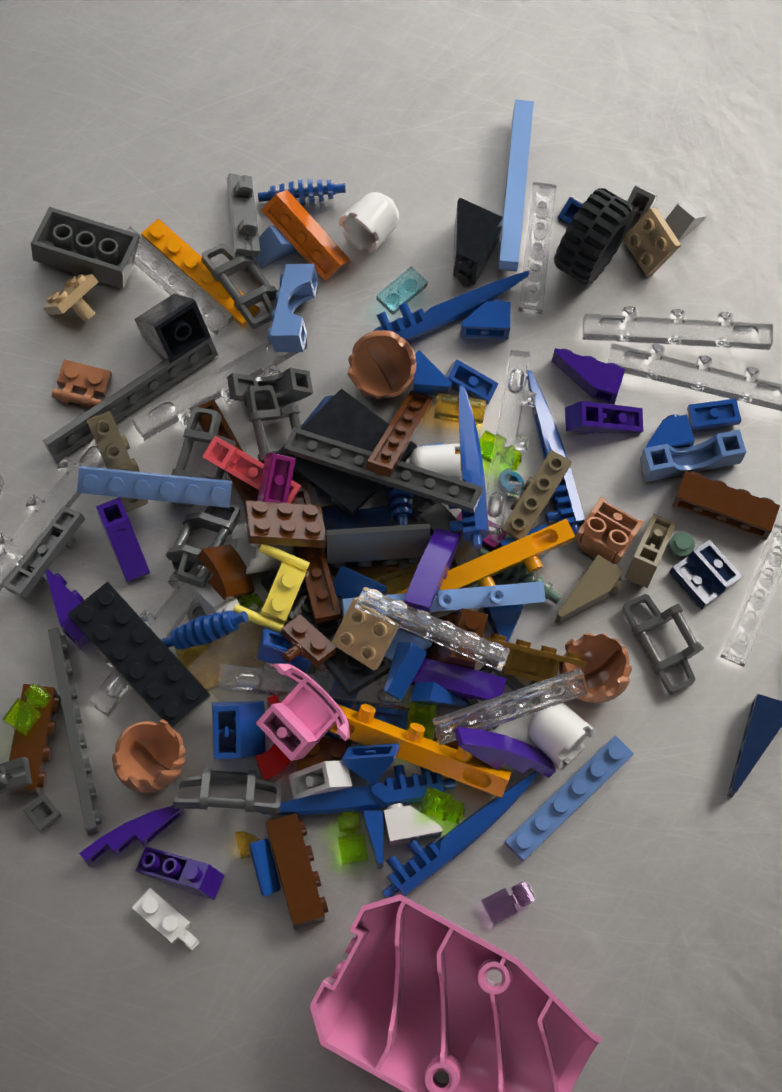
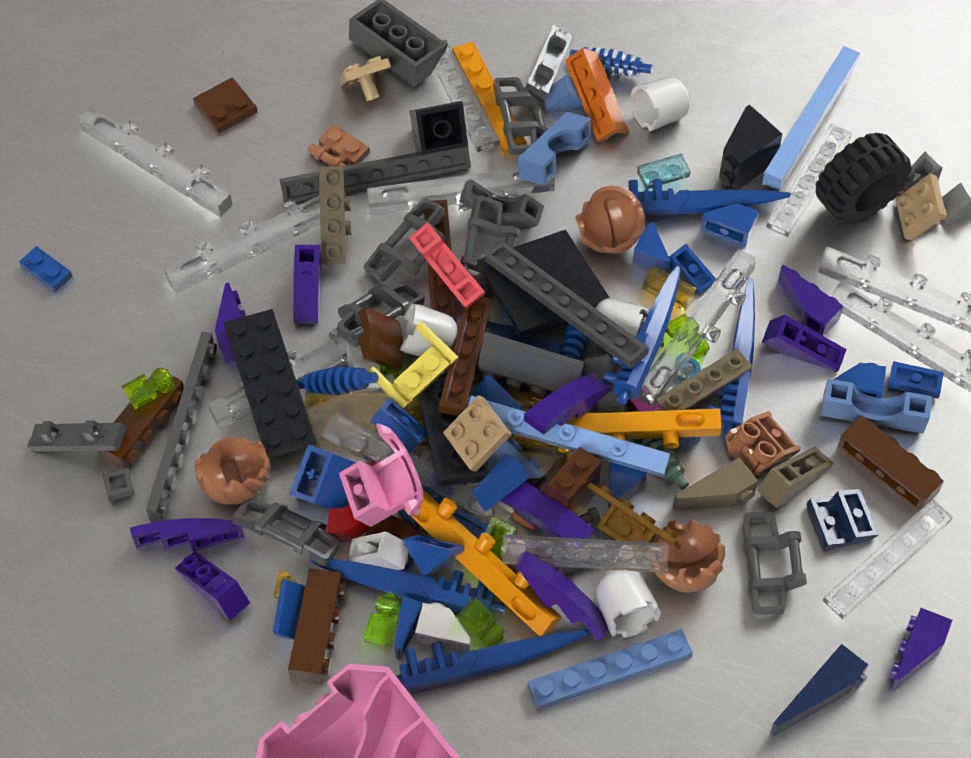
camera: 30 degrees right, 10 degrees down
(44, 552) = (233, 268): dark grey hinge -> none
(154, 486) = (355, 248): medium blue plate -> none
(165, 919) = (178, 620): white plate -> none
(276, 478) = (464, 278): magenta slope -> none
(285, 524) = (452, 316): reddish brown plate -> none
(306, 642) = (421, 423): reddish brown plate -> none
(399, 434) = (595, 279): reddish brown plate -> none
(432, 628) = (539, 449): clear plate -> none
(435, 694) = (519, 516): blue slope -> none
(501, 905) = (495, 739): clear purple plate -> none
(682, 544) = (829, 483): sand green plate -> none

